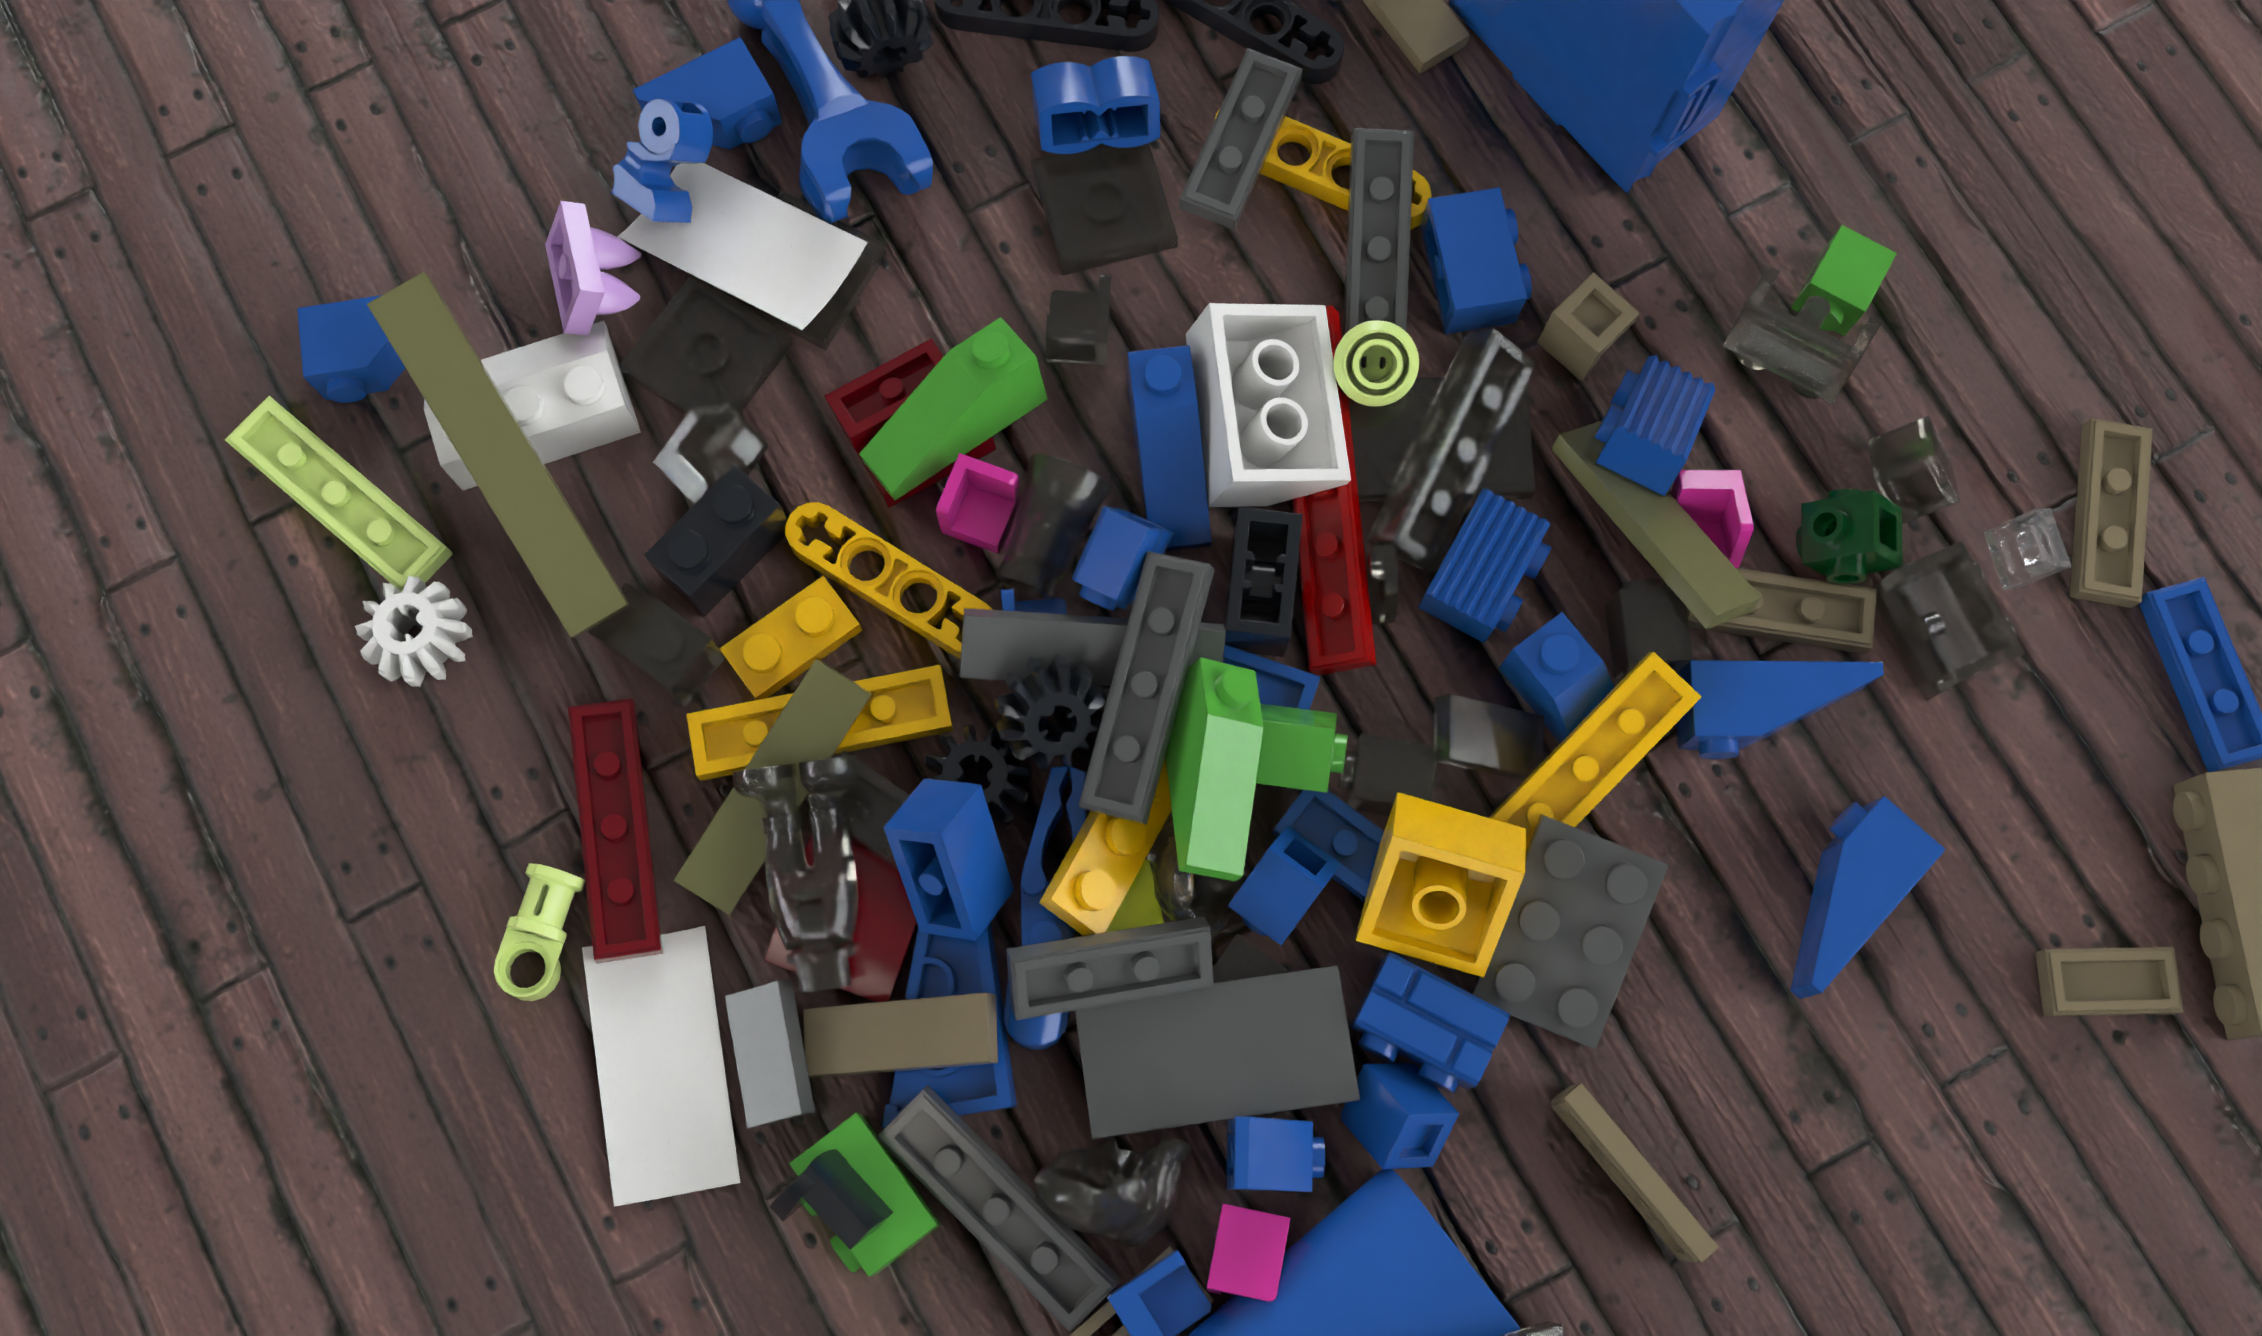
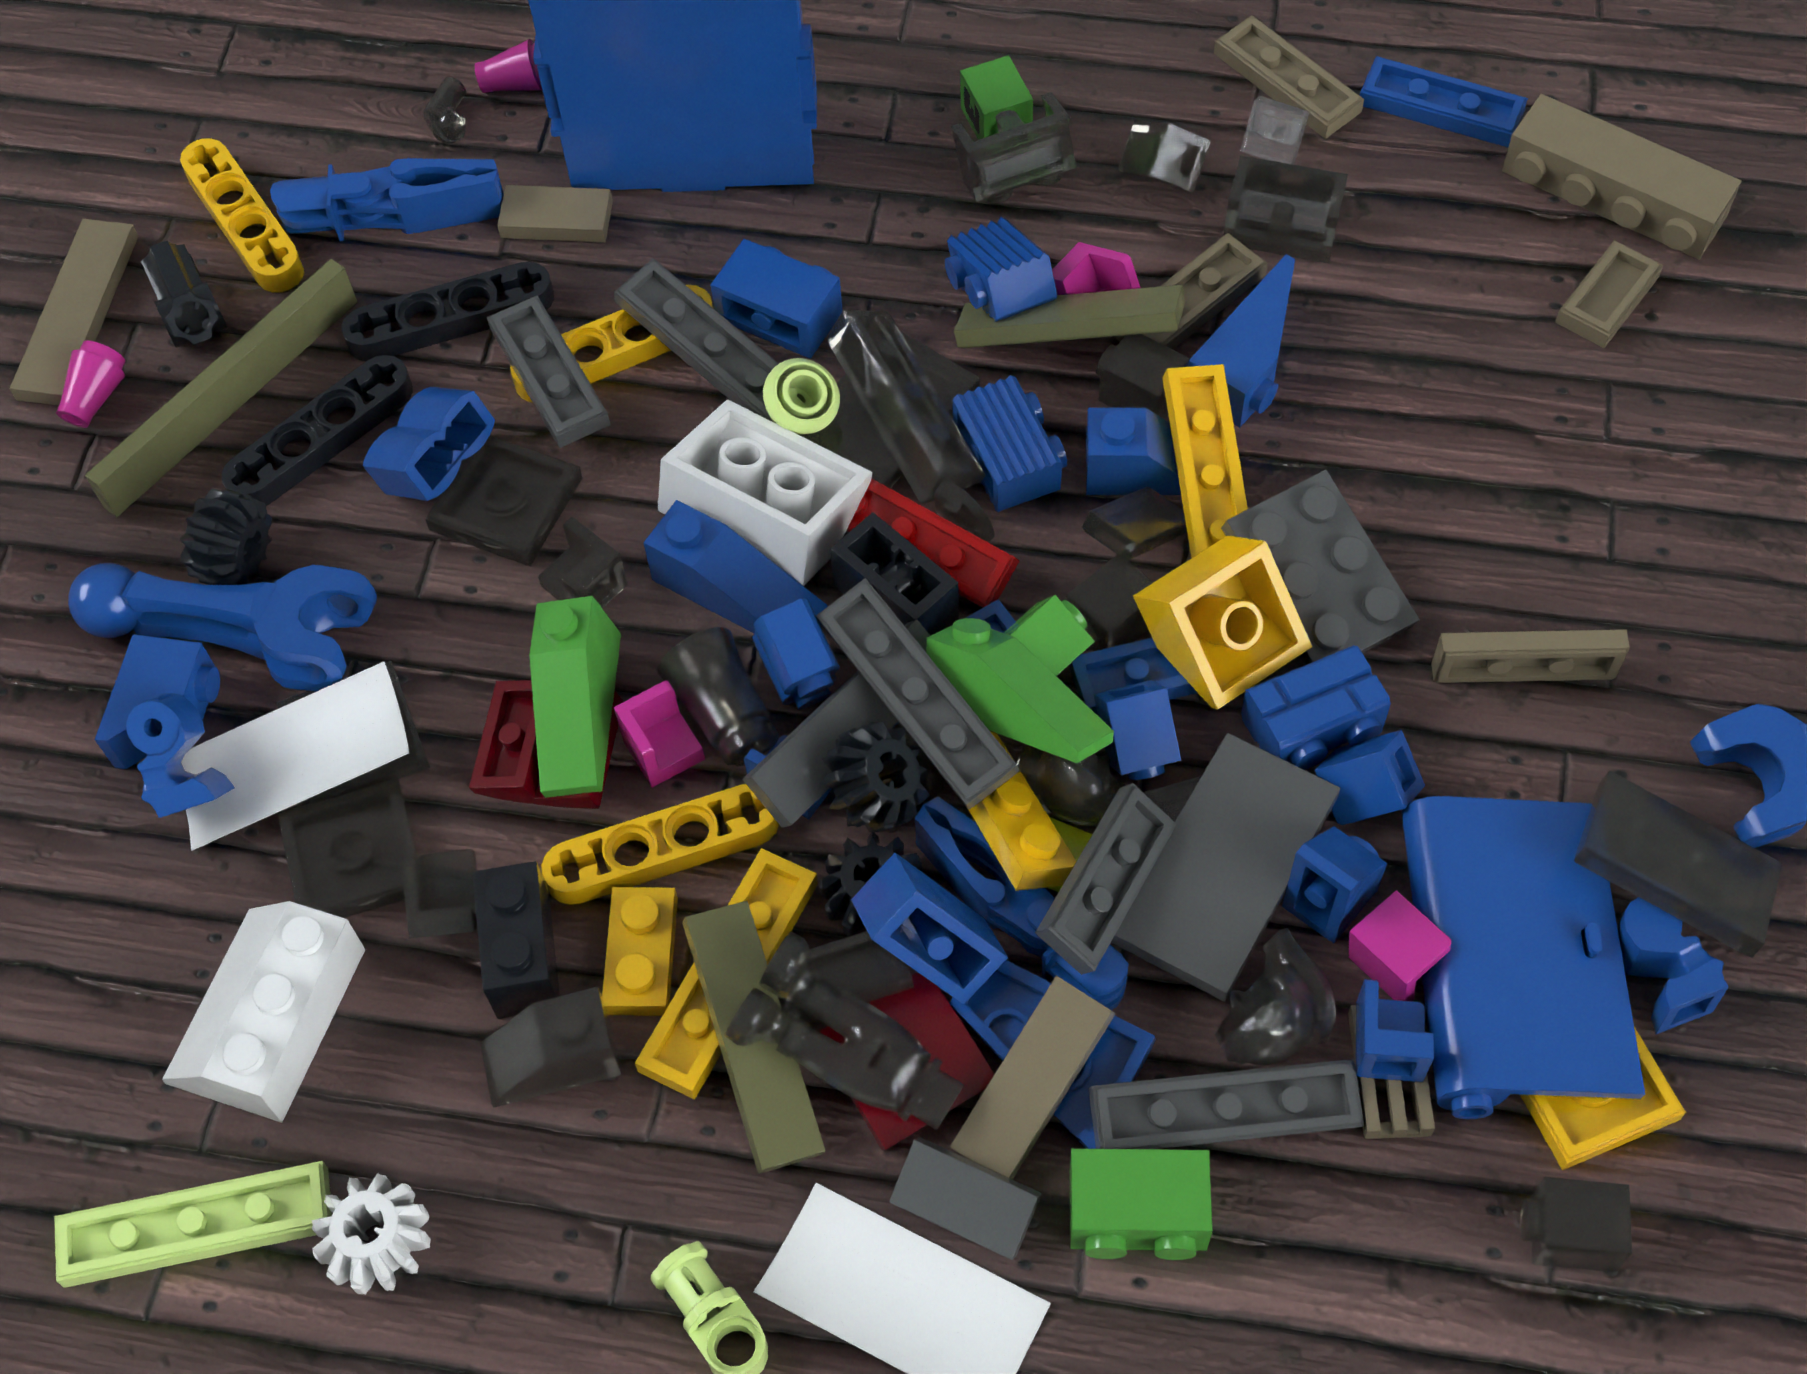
camera: 45 degrees left, 15 degrees down
(346, 350) = (87, 1102): blue slope -> none
(498, 454) = (298, 1035): olive tile -> none
(576, 262) = (197, 885): lavender tile -> none
(615, 831) = (679, 1194): dark red tile -> none
(837, 1197) = (1128, 1194): black tile -> none
(1586, 325) = (891, 263): dark tan panel -> none
(1850, 535) = (1179, 216): dark green brick -> none
(1857, 886) = (1431, 384): blue slope -> none

